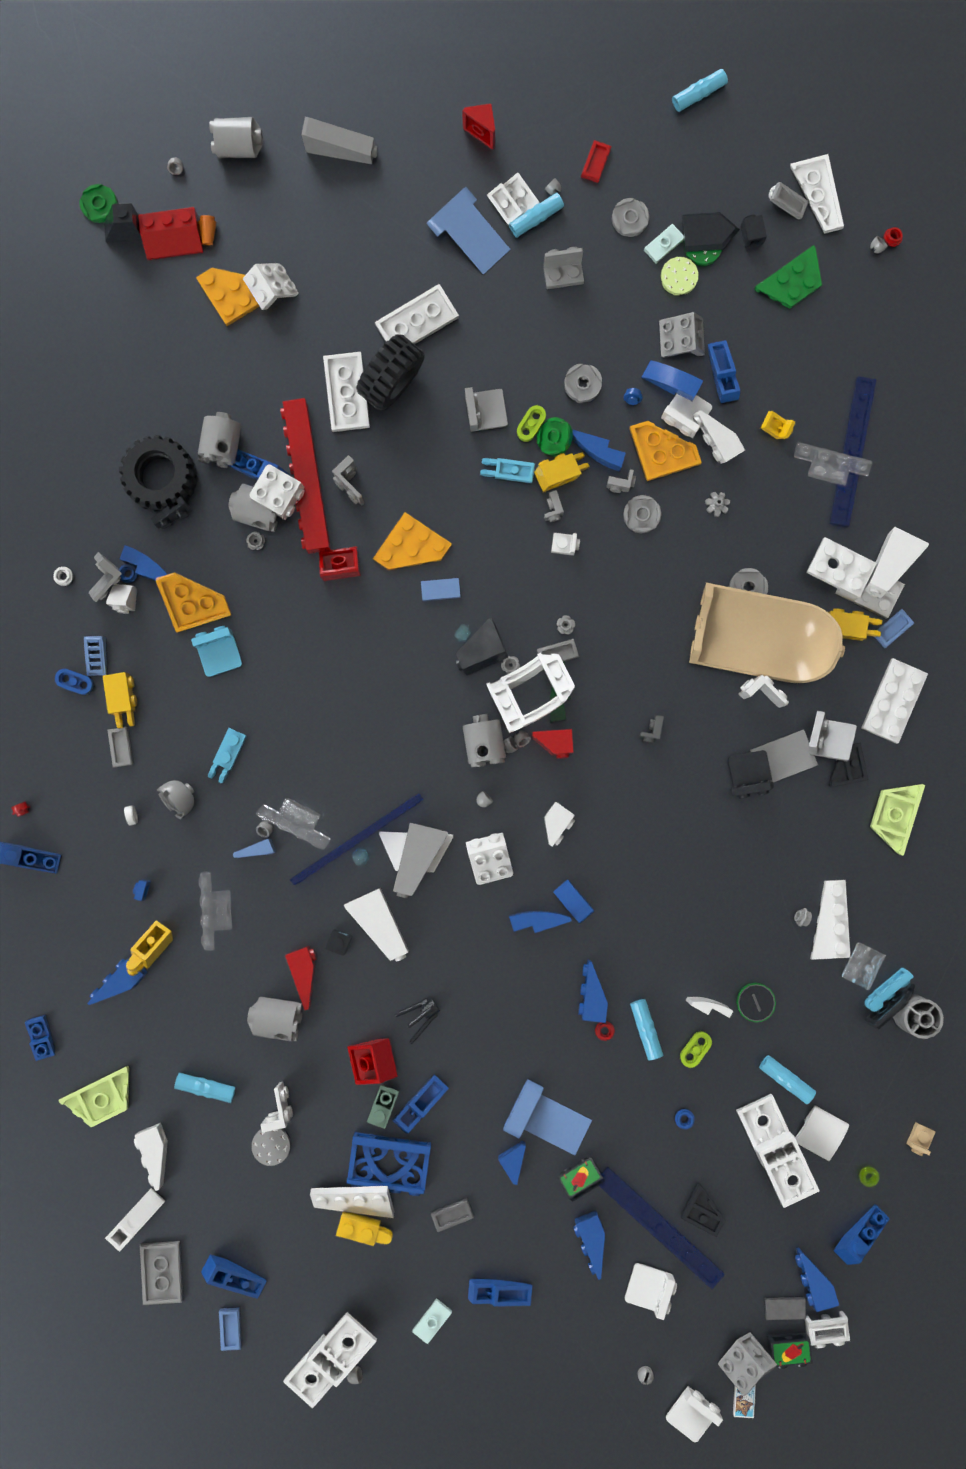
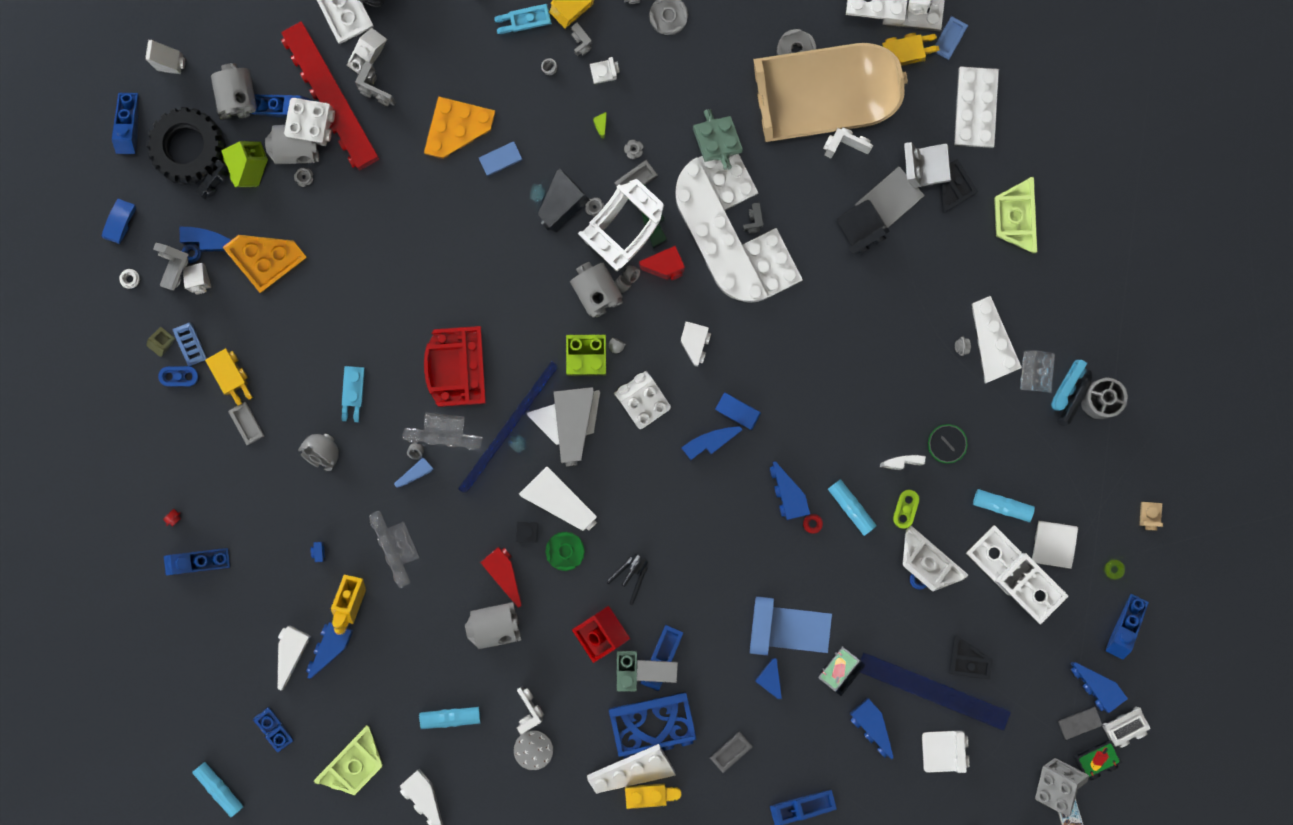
camera: 20 degrees left, 0 degrees up
(70, 643) = (160, 341): none -> olive slope
(71, 519) = (117, 221): none -> blue slope
(81, 972) = (289, 652): none -> white slope
(111, 434) = (126, 124): none -> blue slope
(131, 815) = (281, 484): white tile -> none
(167, 385) = (164, 58): none -> white slope
(205, 509) = (245, 163): none -> lime slope
(217, 651) = (306, 296): medium azure bracket -> none
(329, 765) = (455, 366): none -> red slope
(339, 563) = (393, 169): red slope -> none
(355, 445) = (367, 49): none -> white slope
(367, 971) = (565, 551): none -> green tile
(410, 1117) = (657, 671): none -> light grey tile
(452, 798) = (586, 355): none -> lime slope
(514, 519) = (547, 64): none -> light grey hinge
(543, 591) = (600, 124): none -> lime slope
(614, 690) = (741, 271): none -> white plate
(646, 644) = (717, 139): none -> sand green plate
(699, 1107) = (928, 562): none -> white wing

